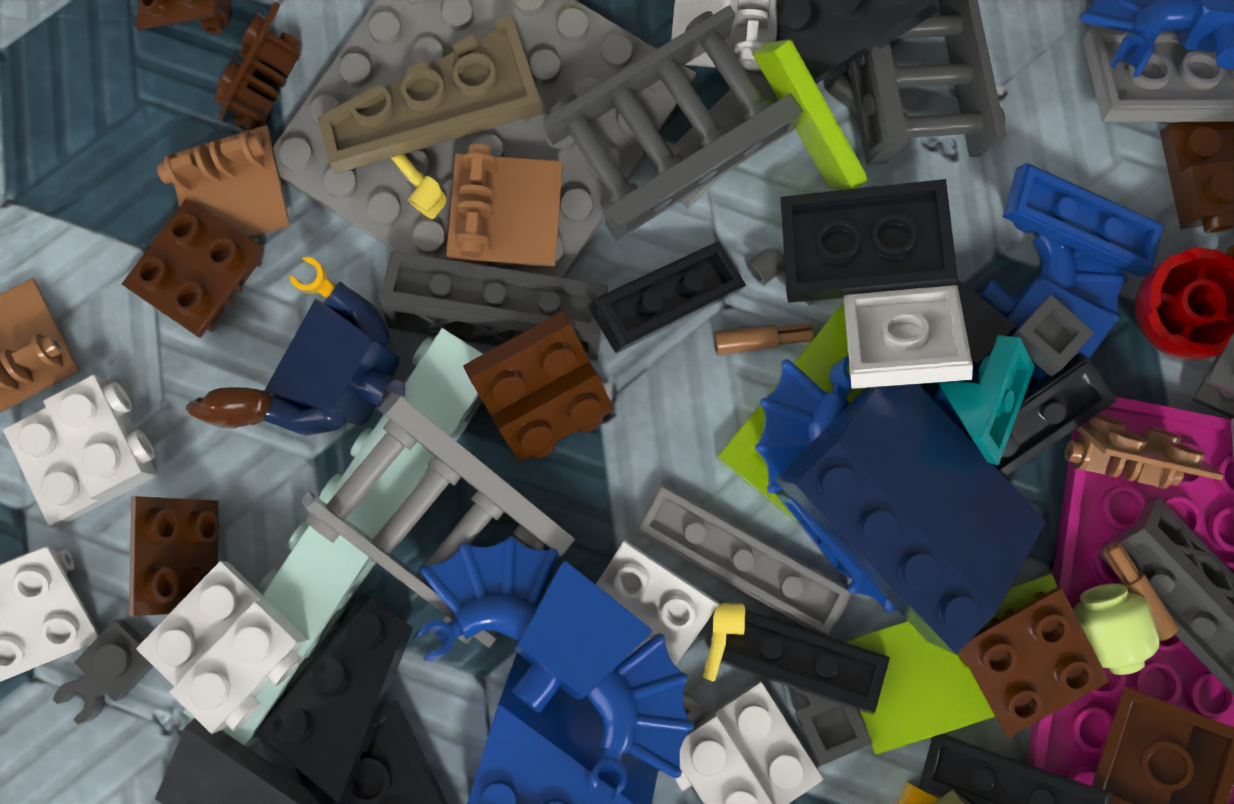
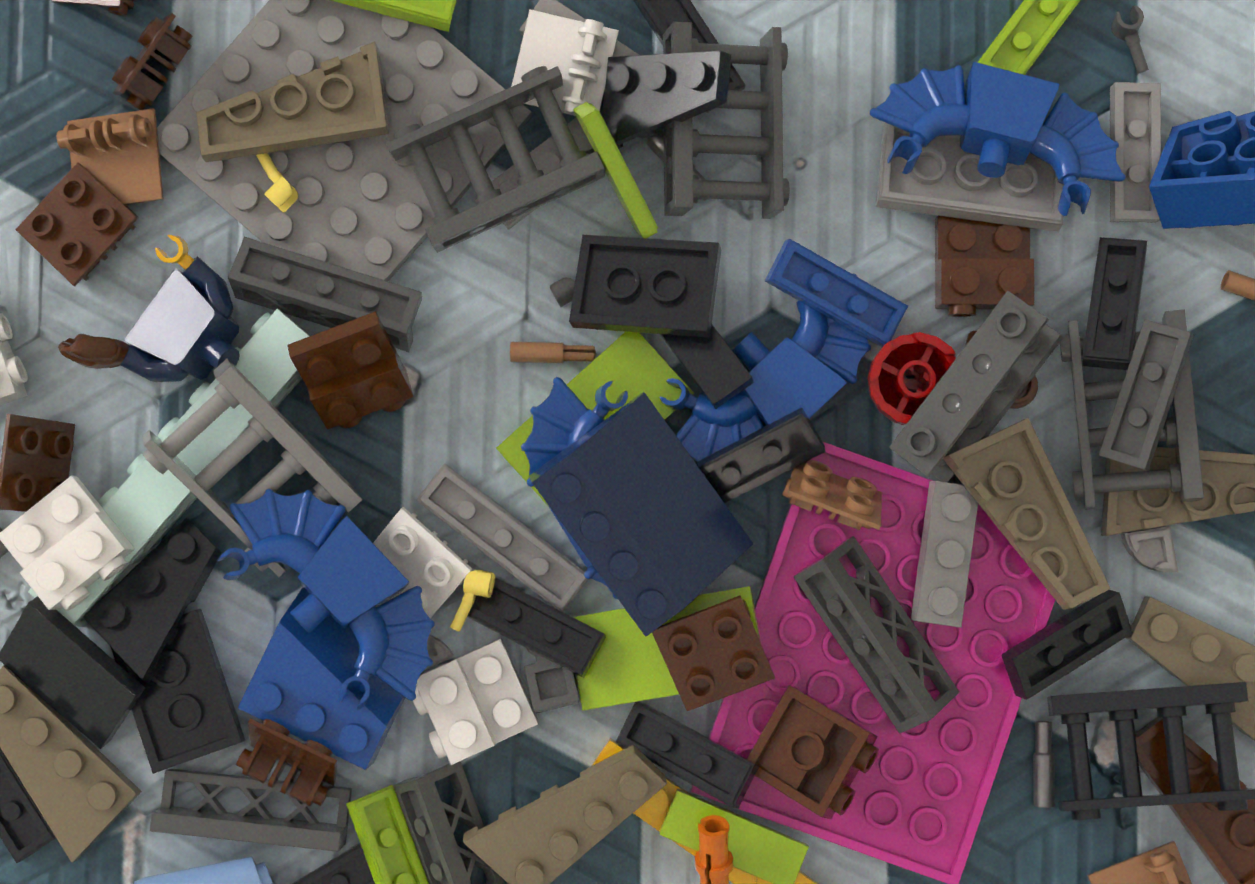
camera: 15 degrees right, 5 degrees up
(504, 209) = (345, 213): medium nougat hinge -> none
(666, 296) = (471, 307): black tile -> none
(906, 337) = (654, 373): white tile -> none
(993, 404) = (716, 443): teal slope -> none
(1052, 335) = (779, 389): dark grey plate -> none
(1118, 627) = (790, 637): yellowish green head -> none
(1139, 584) = (816, 611): medium nougat pin -> none

